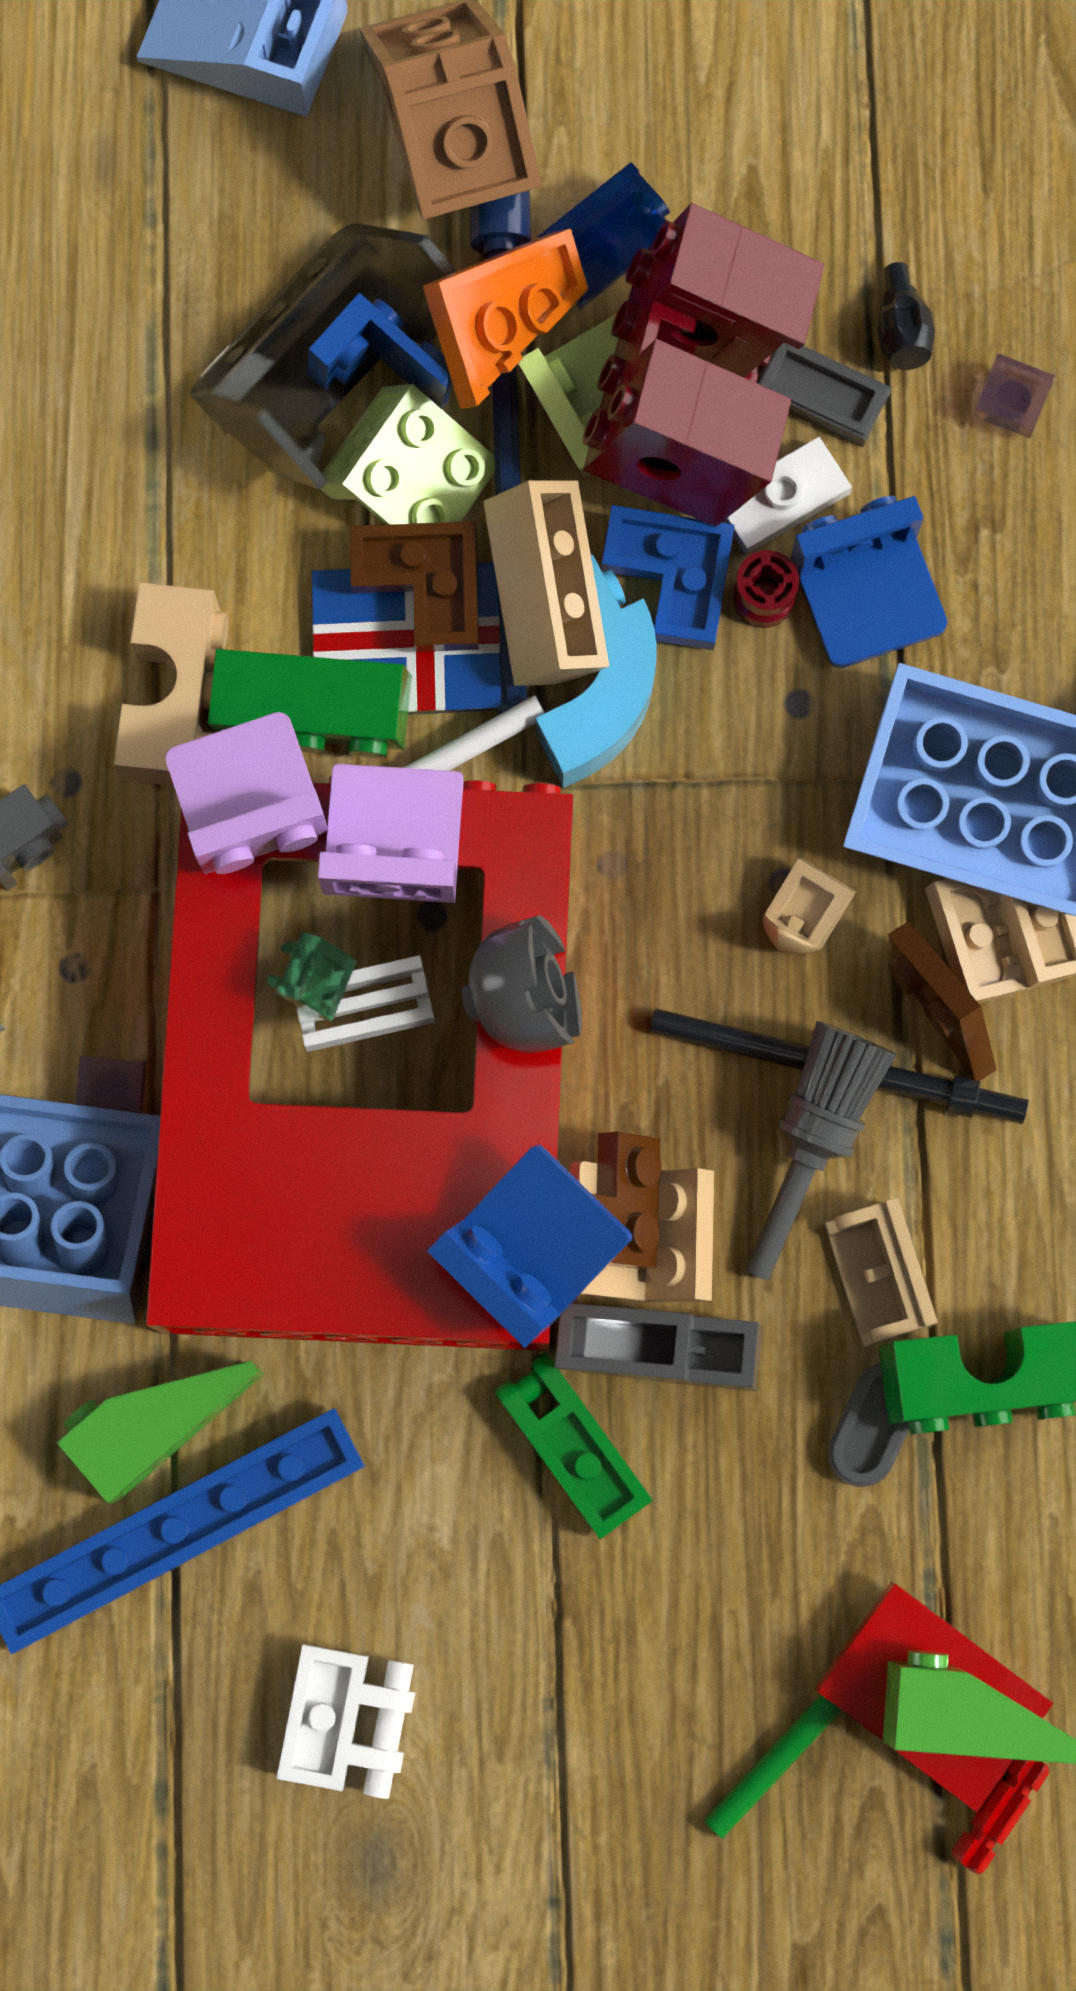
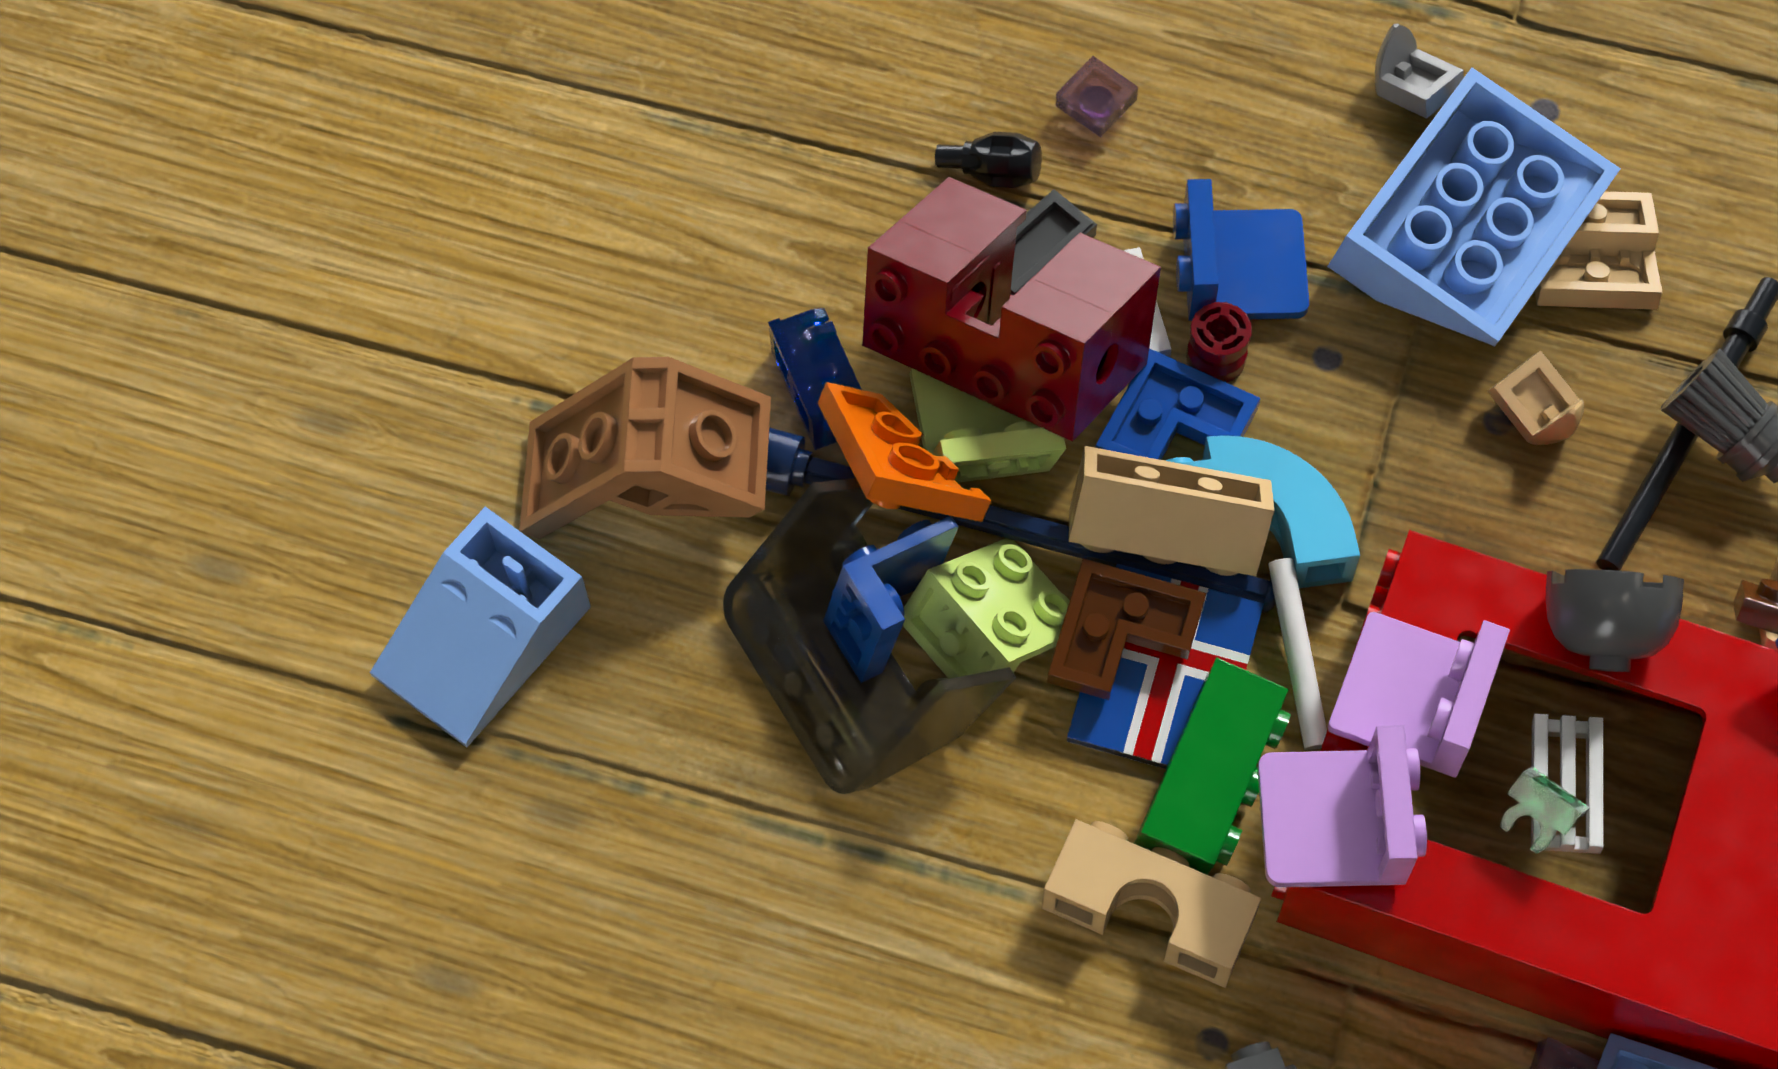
camera: 70 degrees left, 15 degrees down
(944, 999) = (1657, 310): reddish brown wing -> none

